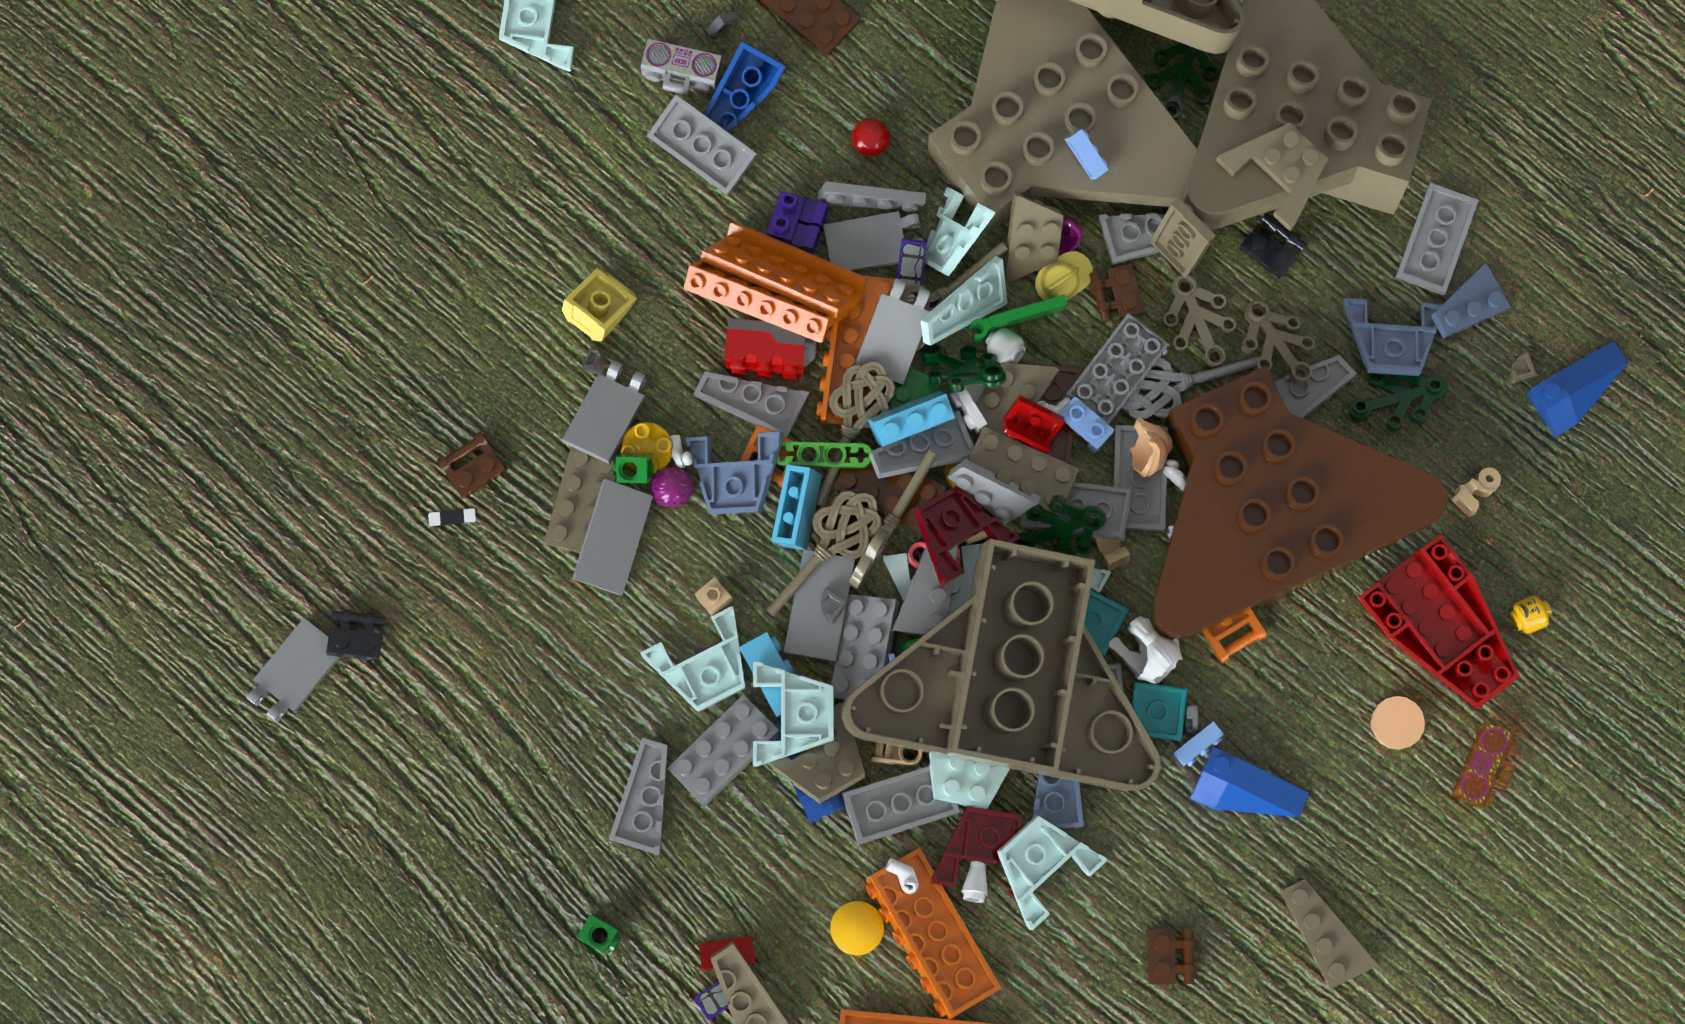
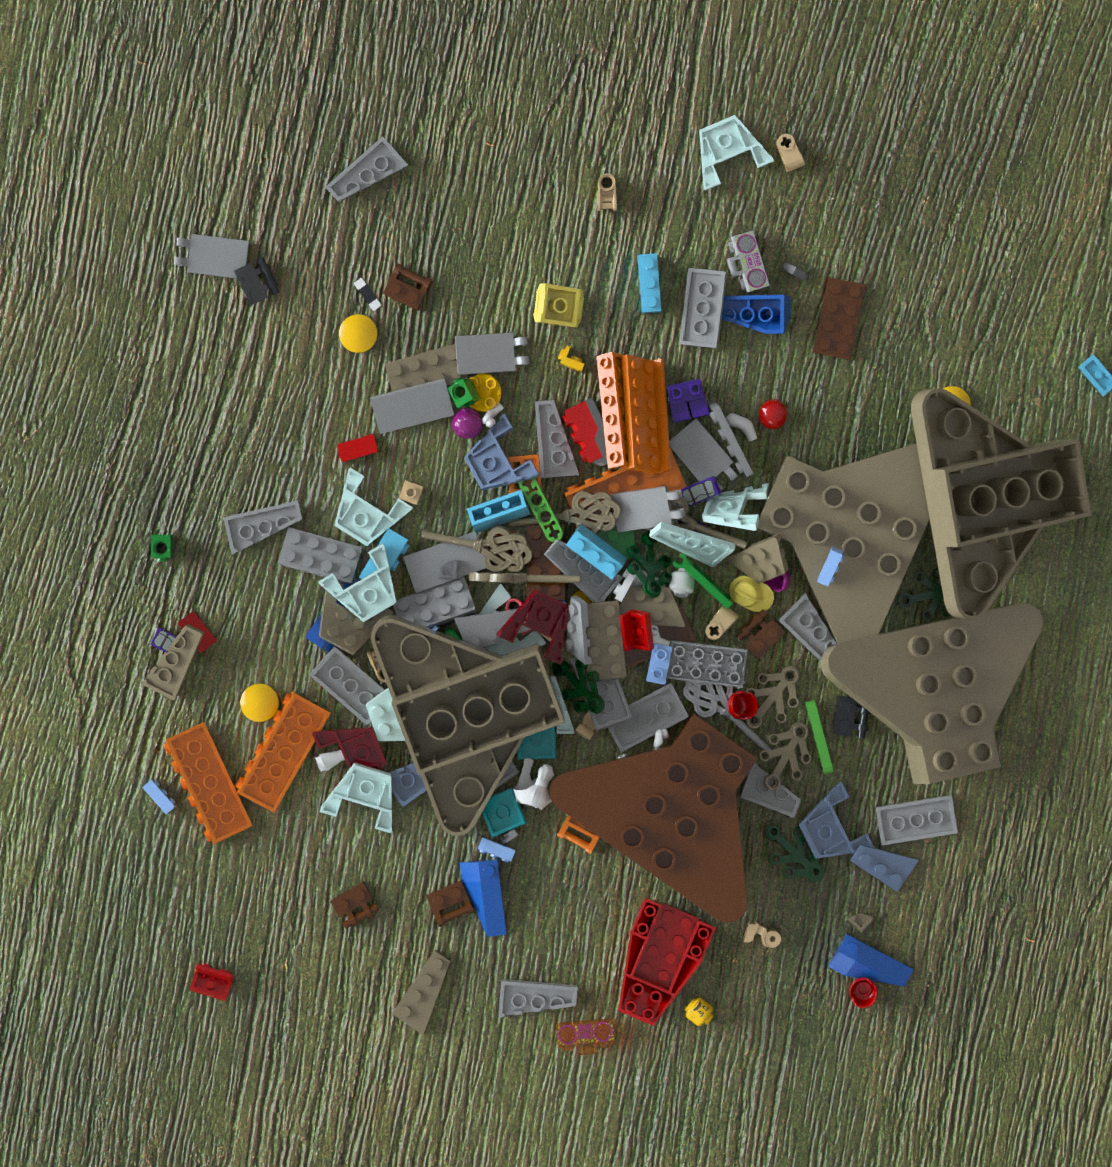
camera: 50 degrees right, 10 degrees up
(308, 428) = (372, 166): none -> light grey wing
(490, 553) = (358, 333): none -> yellow dish
(509, 180) = (607, 194): none -> tan piece
(594, 361) = (520, 324): flat silver tile -> none
(624, 632) = (357, 448): none -> red slope
(637, 188) = (649, 283): none -> medium azure brick
(674, 326) = (573, 362): none -> yellow bracket
(866, 175) = (743, 424): none -> white arm
(905, 874) = (307, 715): white arm -> none
(1076, 327) = (722, 620): none -> tan piece
(1150, 448) = (665, 714): light nougat hair -> none
(1182, 237) = (811, 659): dark tan plate -> none
(1190, 356) = (742, 705): none -> red hair
(1224, 838) = (449, 896): none -> reddish brown plate
(1276, 293) = (819, 737): none -> bright green beam
(1288, 160) = (895, 700): dark tan wing -> none
(1397, 722) = (582, 965): light nougat tile -> none
(1400, 808) = (531, 996): none -> light grey wing
(1611, 410) = (863, 992): none -> red hair

